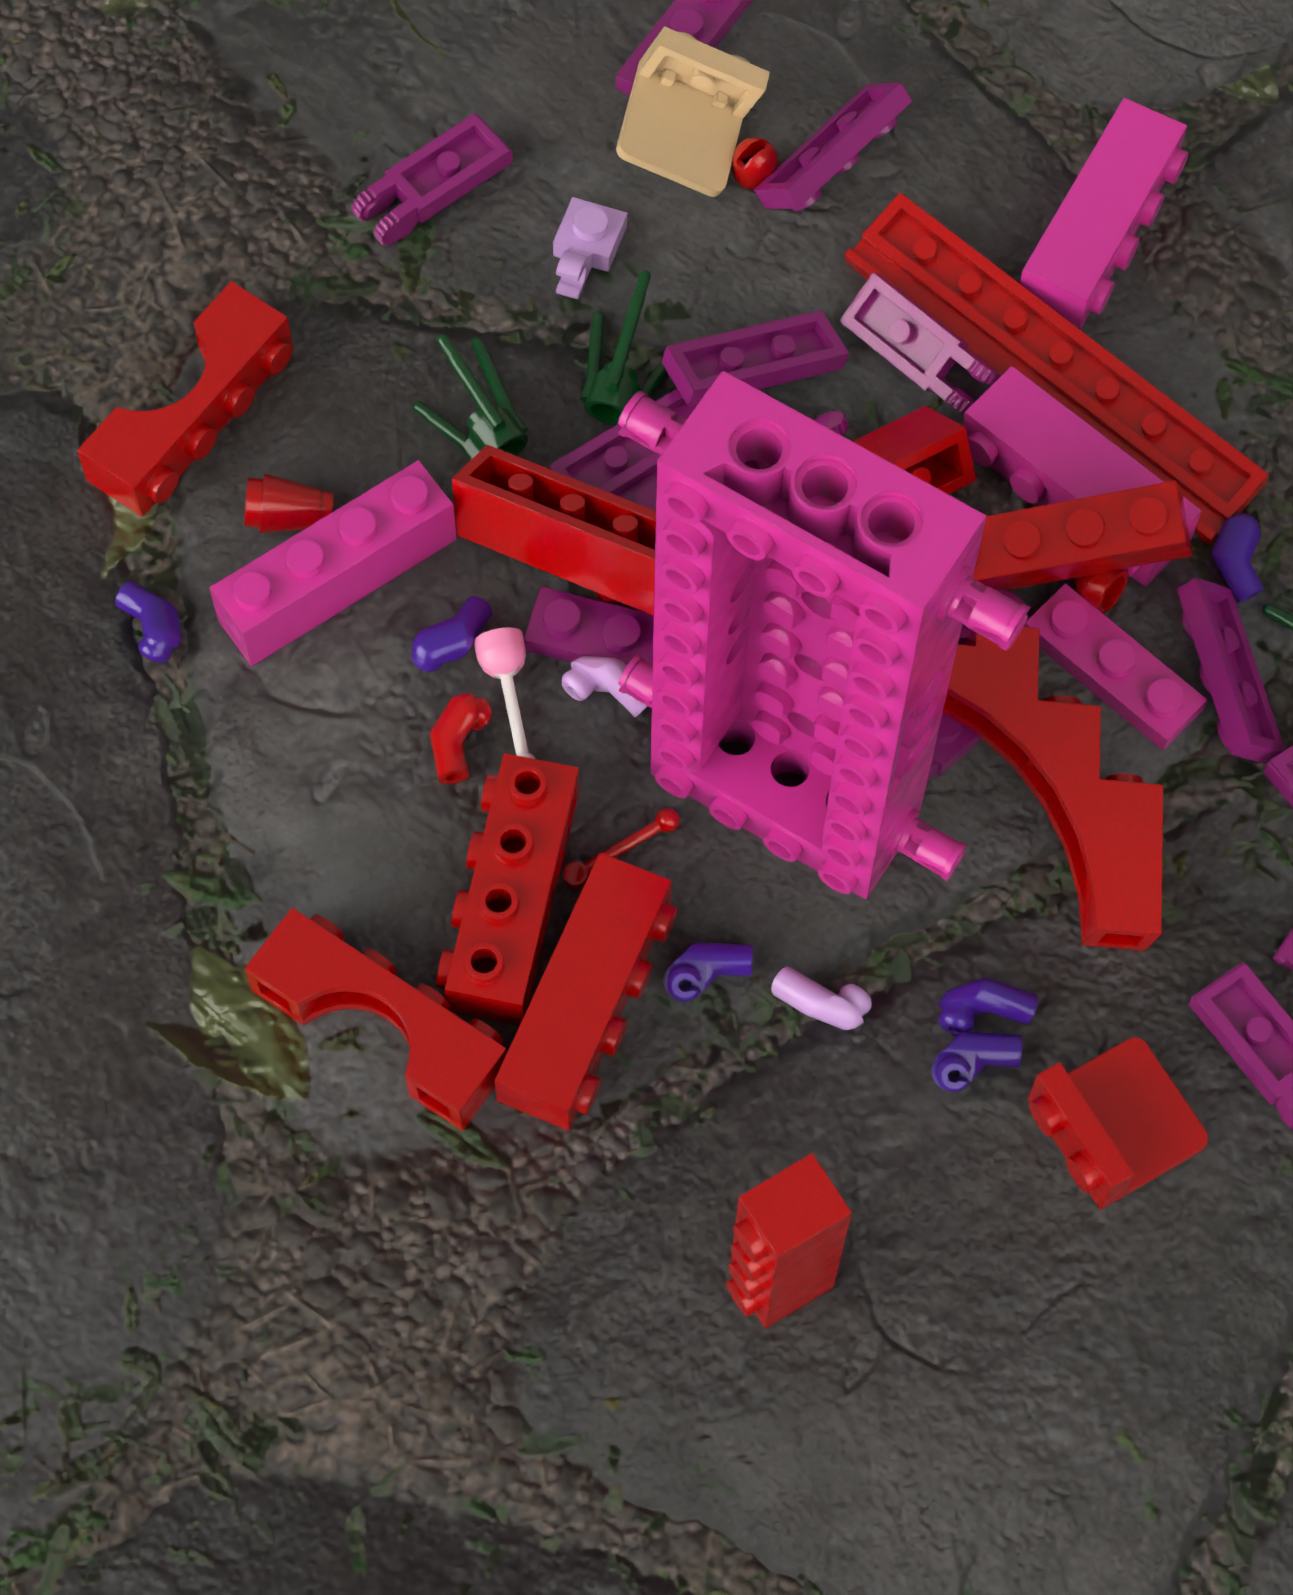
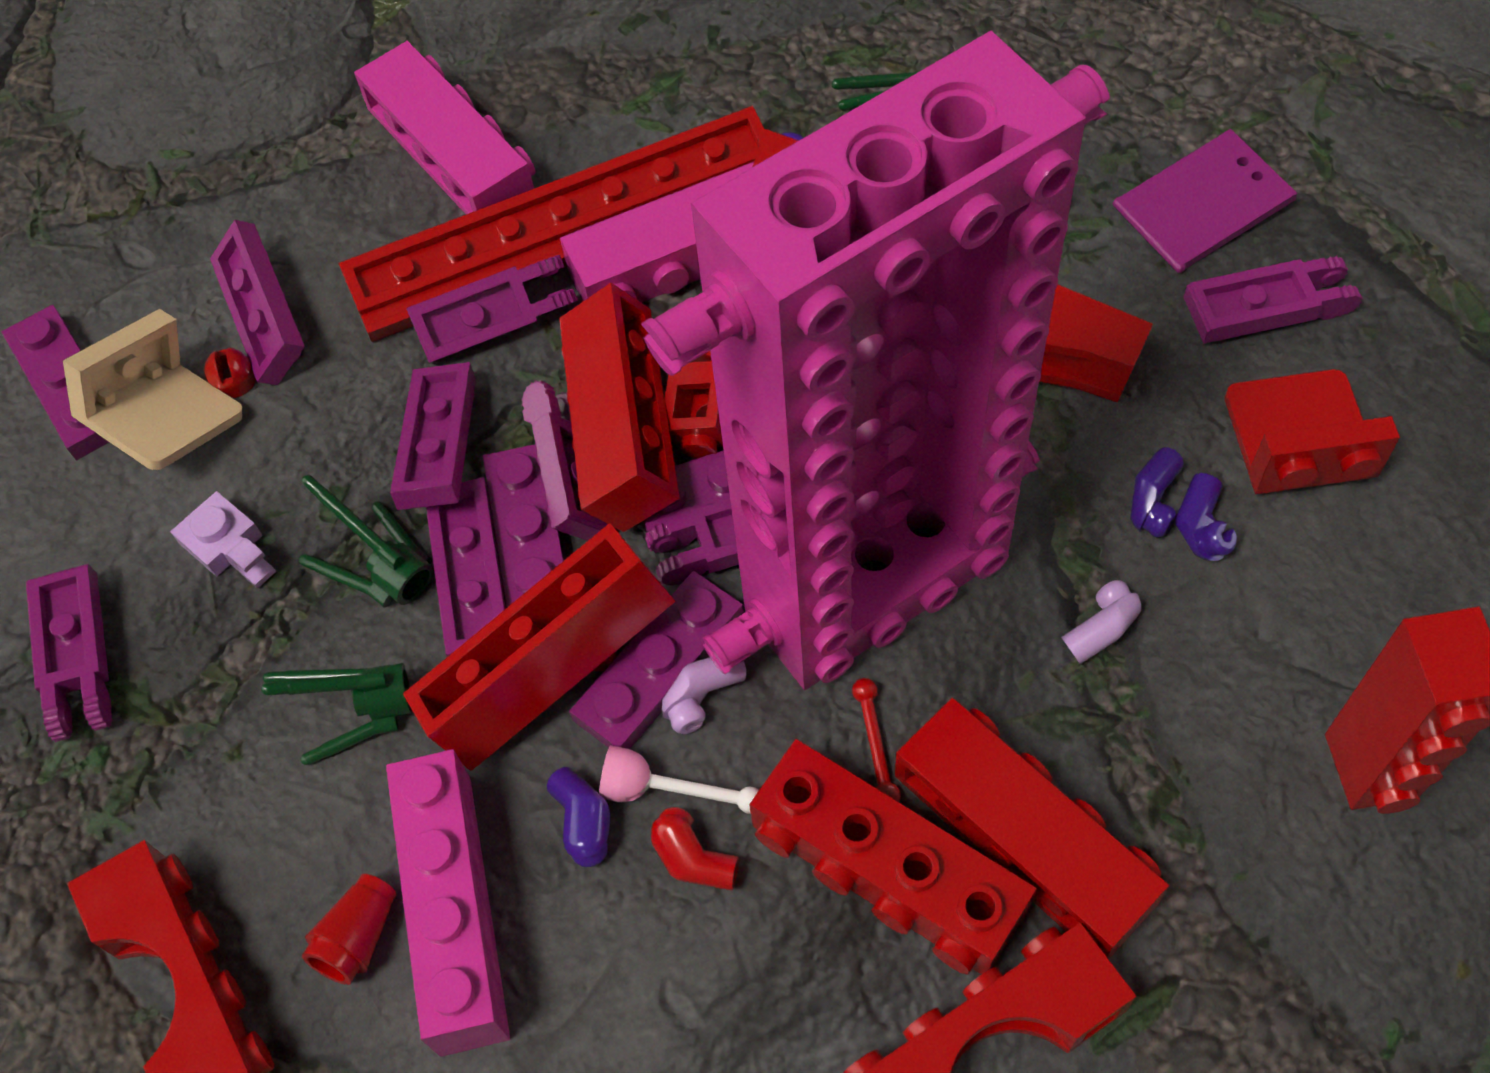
camera: 60 degrees left, 5 degrees down
(703, 964) = (1030, 716): dark purple arm -> none

